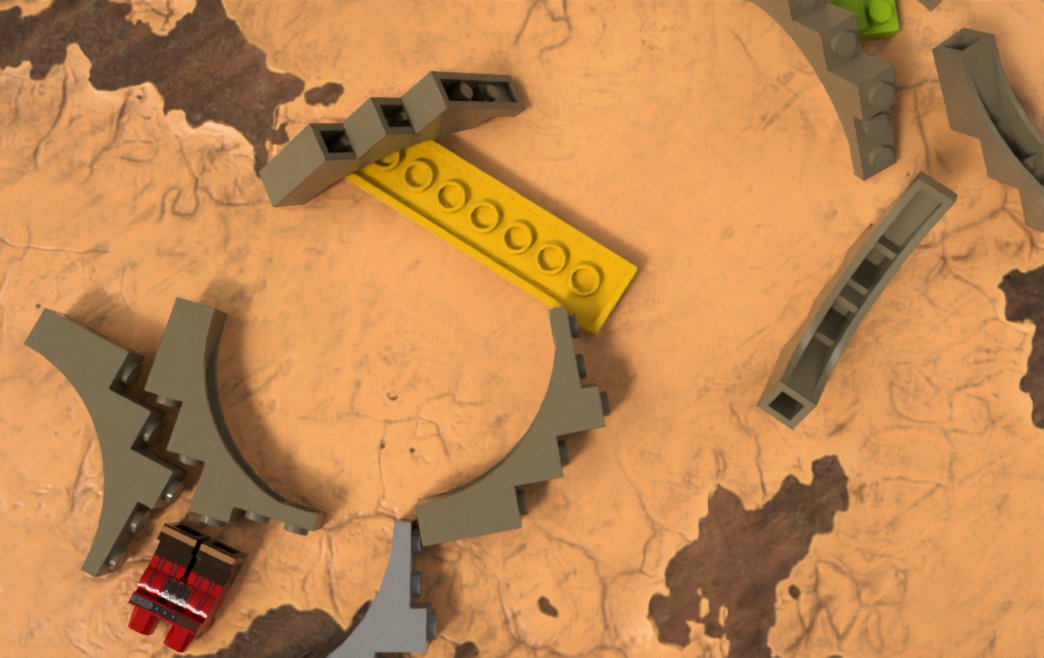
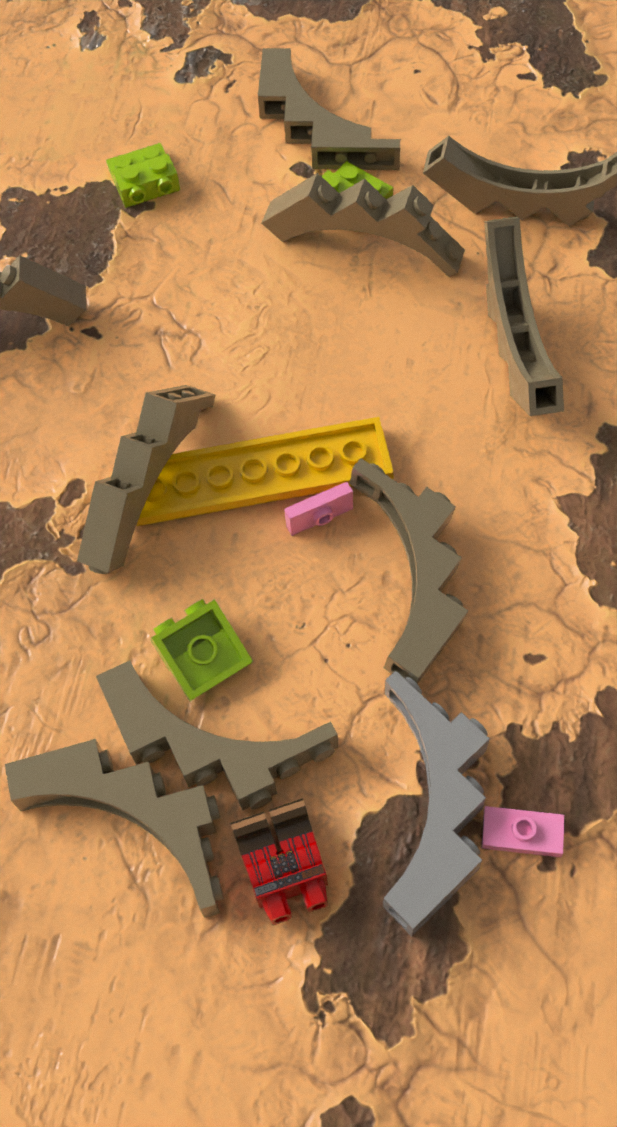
camera: 40 degrees left, 20 degrees down
(285, 345) = (200, 648): none -> lime plate
(500, 309) = (319, 508): none -> bright pink plate

